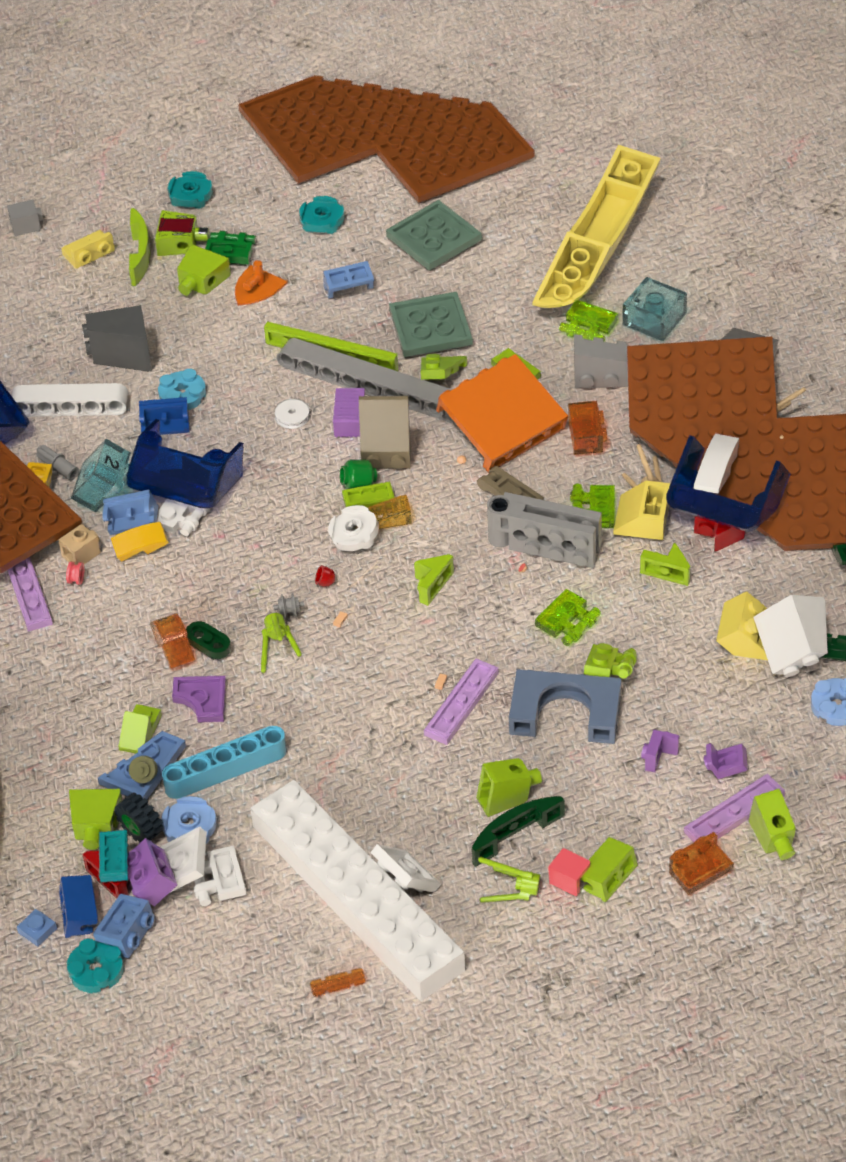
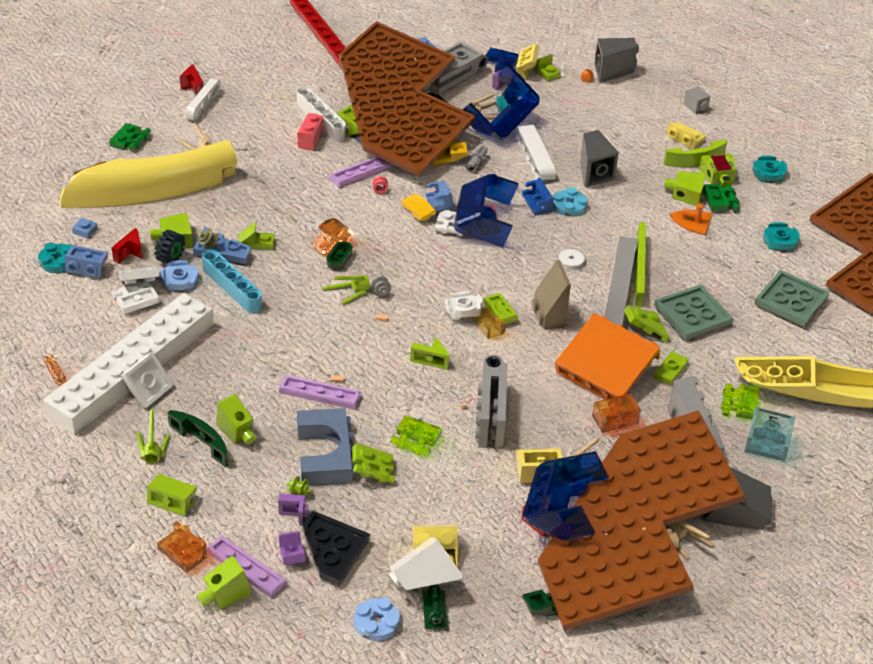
camera: 70 degrees right, 5 degrees down
(77, 905) = (100, 235): blue hinge -> none
(79, 545) = (403, 181): tan brick -> none
(101, 475) = (461, 171): clear light blue brick -> none
(113, 856) = (129, 237): teal plate -> none
(150, 872) = (126, 259): medium lavender brick -> none
(203, 695) = (291, 264): medium lavender tile -> none
(324, 576) = (416, 300): red hinge -> none
(347, 277) = (716, 258): medium blue hinge -> none
(347, 412) = (584, 283): medium lavender brick -> none
(357, 473) = (518, 298): green head -> none
(500, 481) = (535, 384): dark tan plate -> none
(567, 871) = (163, 468): coral panel -> none
(600, 499) = (541, 439): clear neon green plate -> none
(627, 740) = (299, 487): none -> lime wheel
(669, 568) = (490, 487): lime slope -> none
(717, 463) = (586, 484): white slope -> none
(725, 722) = (333, 546): none -> black plate

